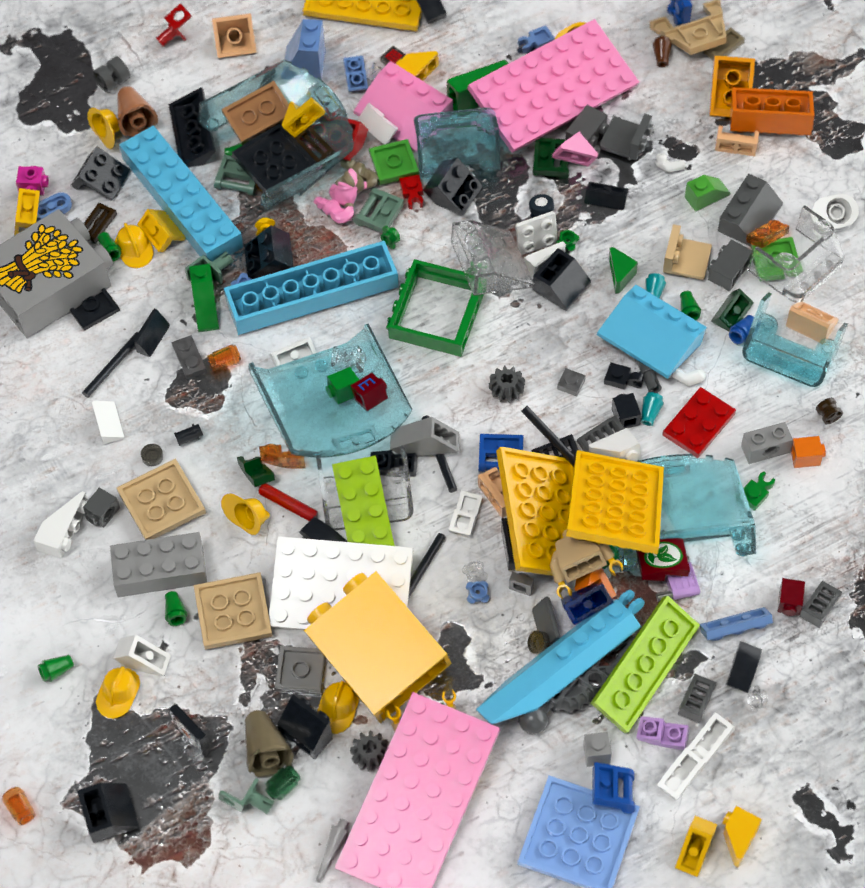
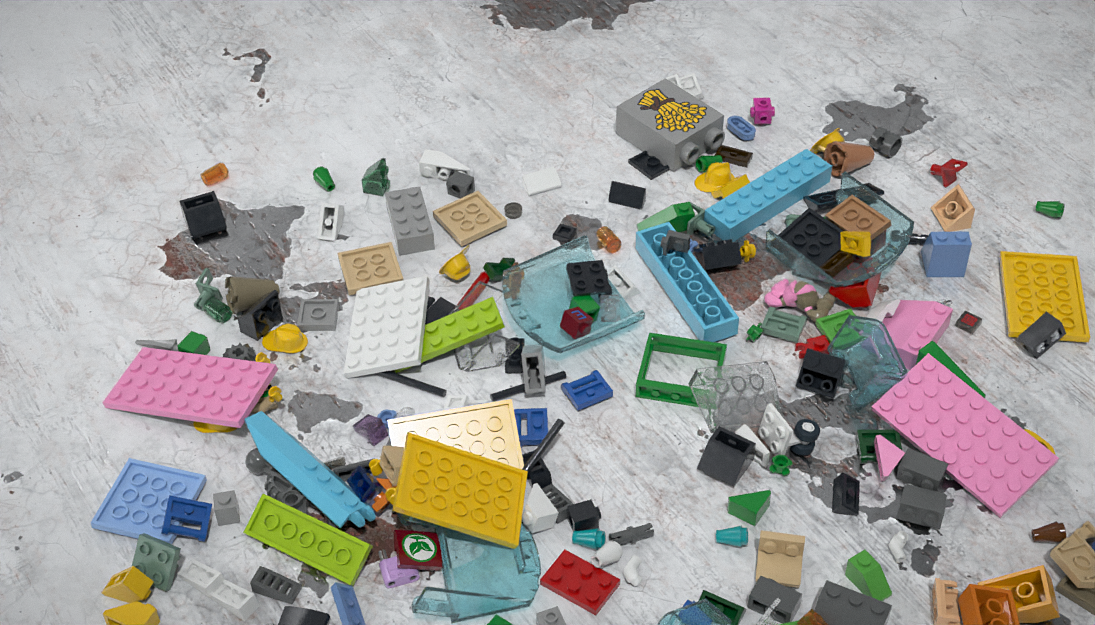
camera: 85 degrees right, 15 degrees down
(26, 208) = (733, 109): yellow panel -> none
(75, 600) = (376, 178): none -> clear green slope
(87, 392) = (587, 176): black bar -> none
(101, 173) = (779, 148): black bracket -> none
(117, 692) = (304, 214): yellow piece -> none
(174, 610) = (372, 235): green cone -> none
(188, 434) = (534, 229): black pin -> none
(189, 357) = (613, 220): flat silver plate -> none
(189, 730) = (260, 247): black tile -> none
(201, 404) = (564, 233): none -> black tile
(268, 281) = (675, 241): none -> dark grey bracket
(310, 370) = (588, 278): none -> black bracket
(344, 804) = (195, 344): none -> green brick
(355, 73) = (946, 293): medium blue slope -> none
(376, 644) = (324, 342): yellow brick -> none
(419, 63) = (959, 336): yellow slope -> none
(459, 393) = (587, 394): none -> blue plate
(490, 607) = (372, 428): none -> clear purple bracket
(506, 384) = (604, 425): dark grey gear -> none
(536, 38) = (1030, 424): medium blue plate -> none
(571, 382) = (615, 477): flat silver plate -> none
(620, 375) = (626, 514): black plate -> none
(652, 331) = (674, 531): medium azure slope -> none
(662, 734) = (242, 561): lavender slope -> none
(672, 813) = (156, 560): none -> sand green plate
(674, 393) = (607, 554): none -> white cone
(689, 305) = (714, 567): green cone -> none

